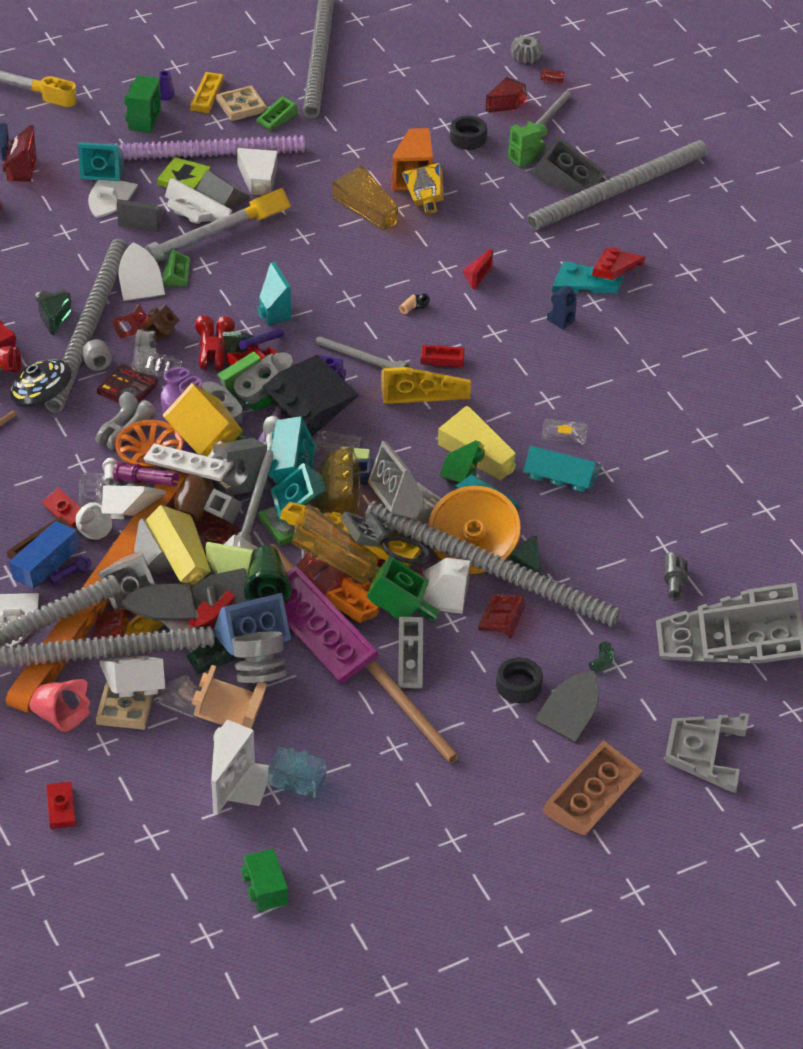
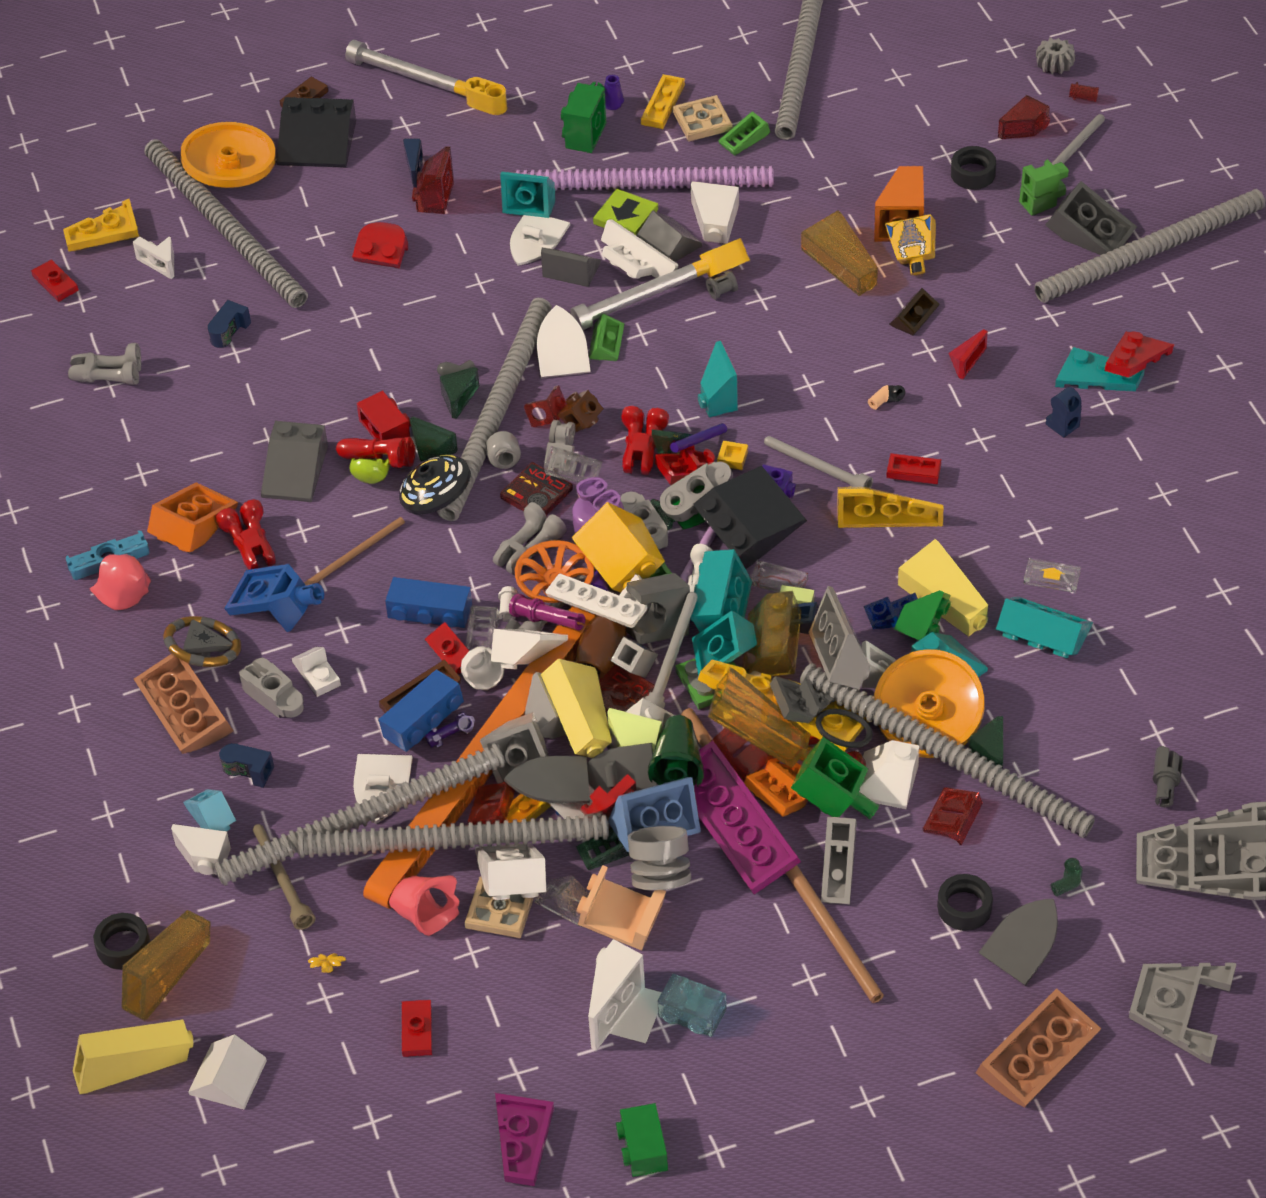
camera: 10 degrees right, 5 degrees up
(34, 348) = (431, 439): none -> clear green slope
(43, 473) = (428, 602): none -> blue brick
(160, 883) = (523, 1135): none -> magenta wing
(230, 374) = (655, 487): bright green slope -> none
(269, 225) = (721, 285): none -> dark grey bush
(295, 349) = (733, 454): none -> yellow plate
(430, 465) = (884, 613): none -> clear blue slope
(431, 241) = (915, 312): none -> dark brown slope

